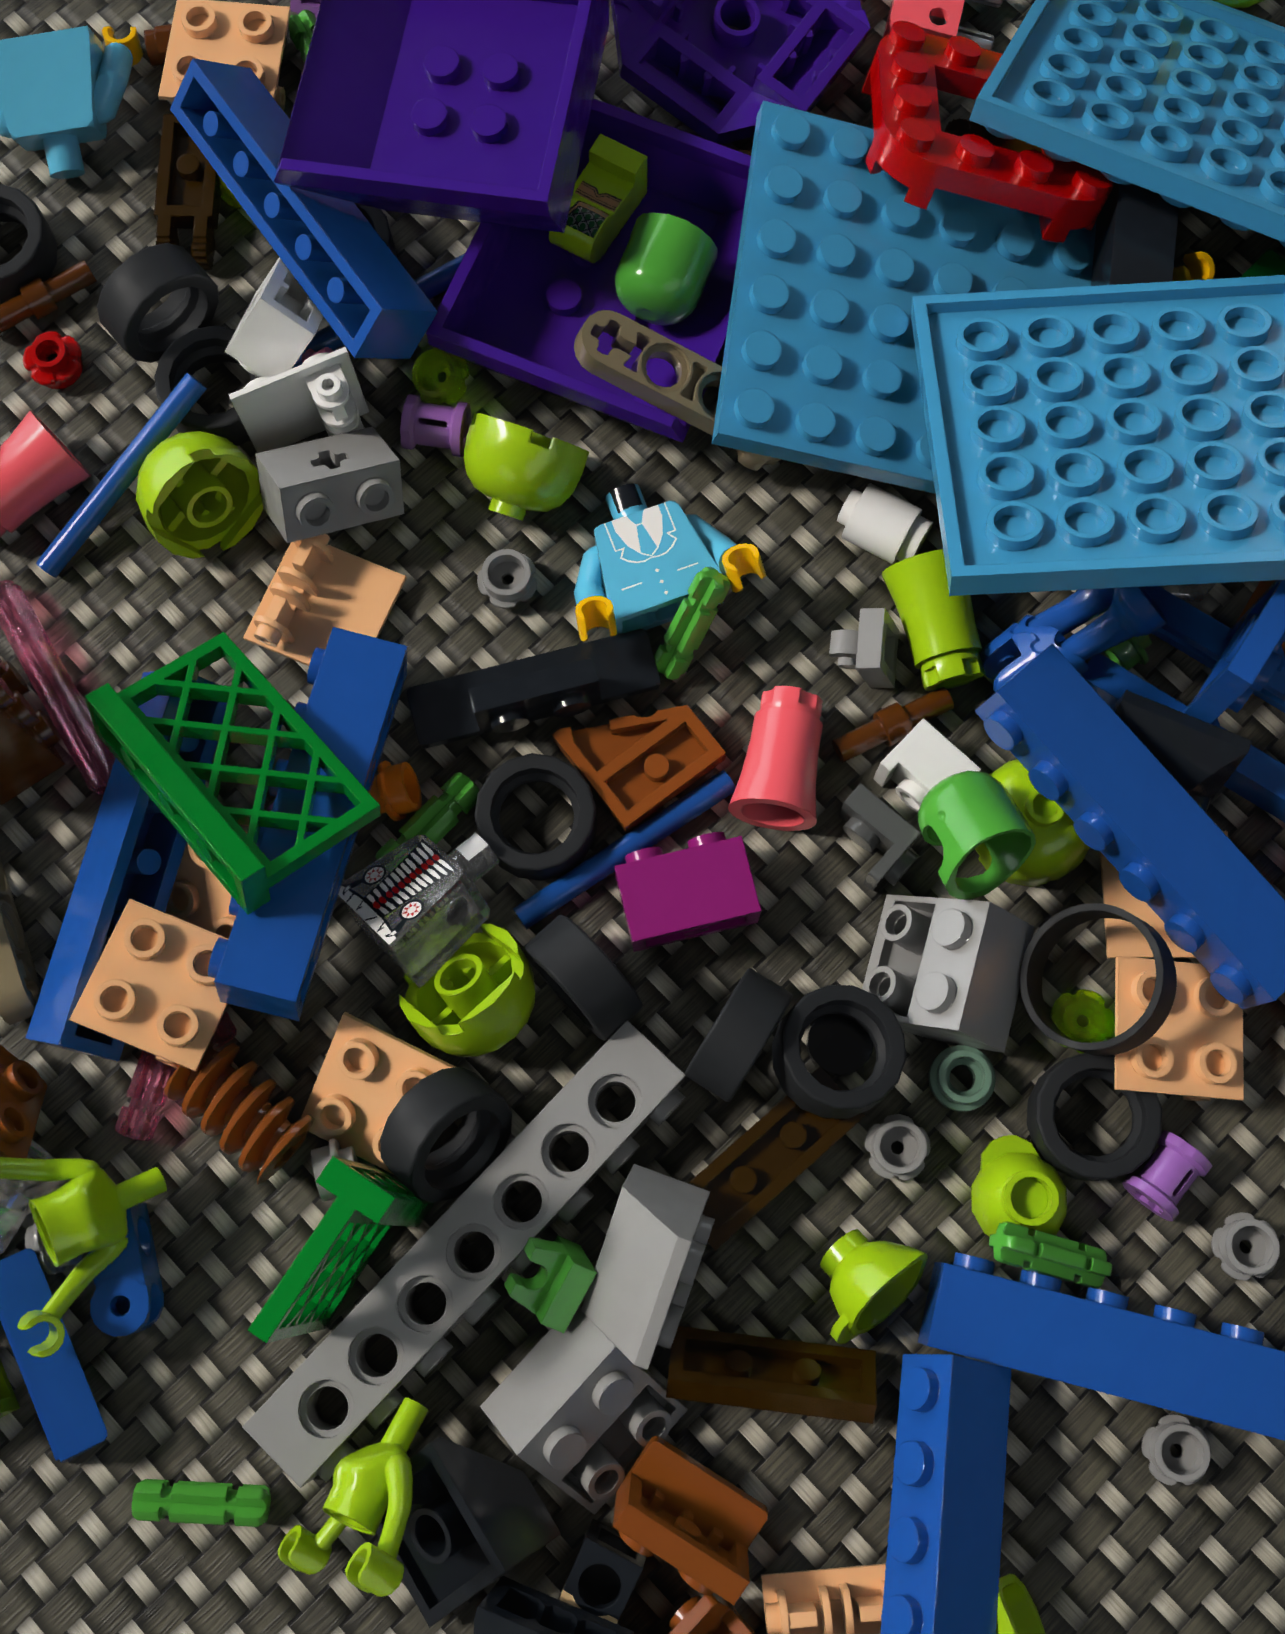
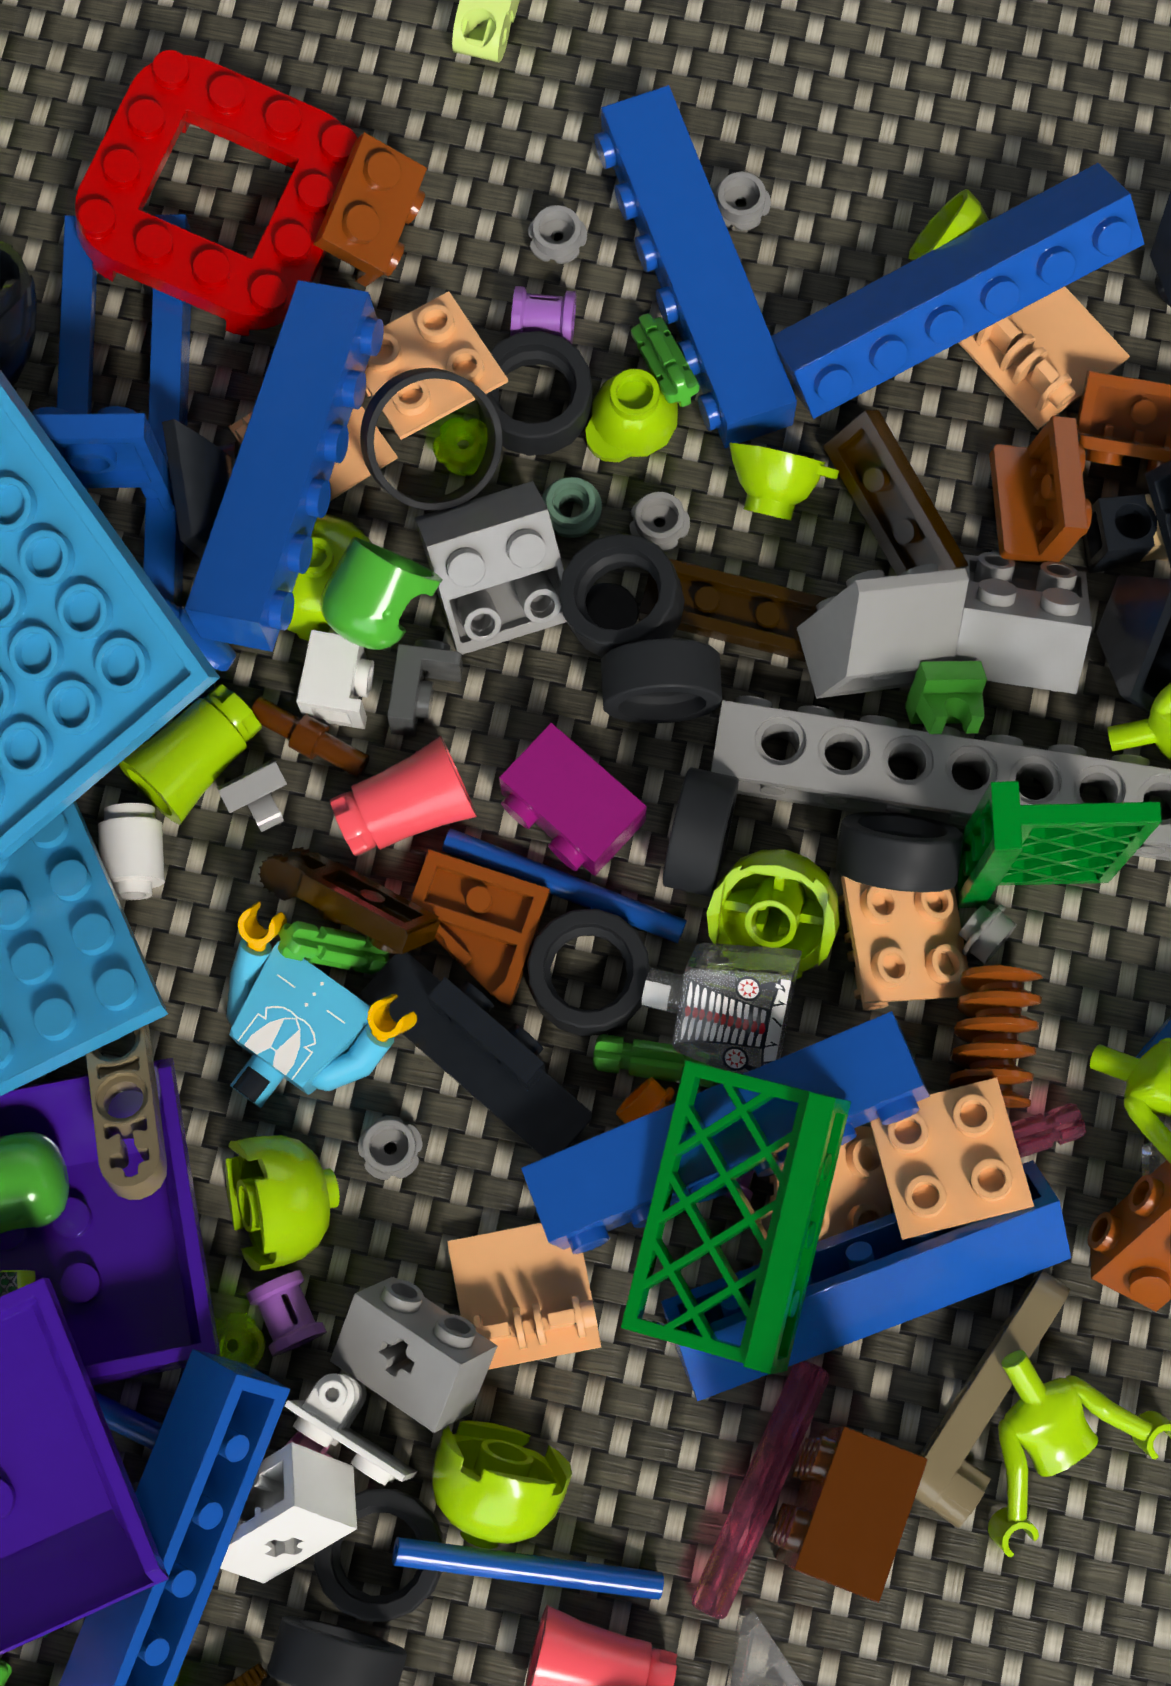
camera: 125 degrees left, 0 degrees up
(722, 661) = (349, 899): none -> dark brown hinge

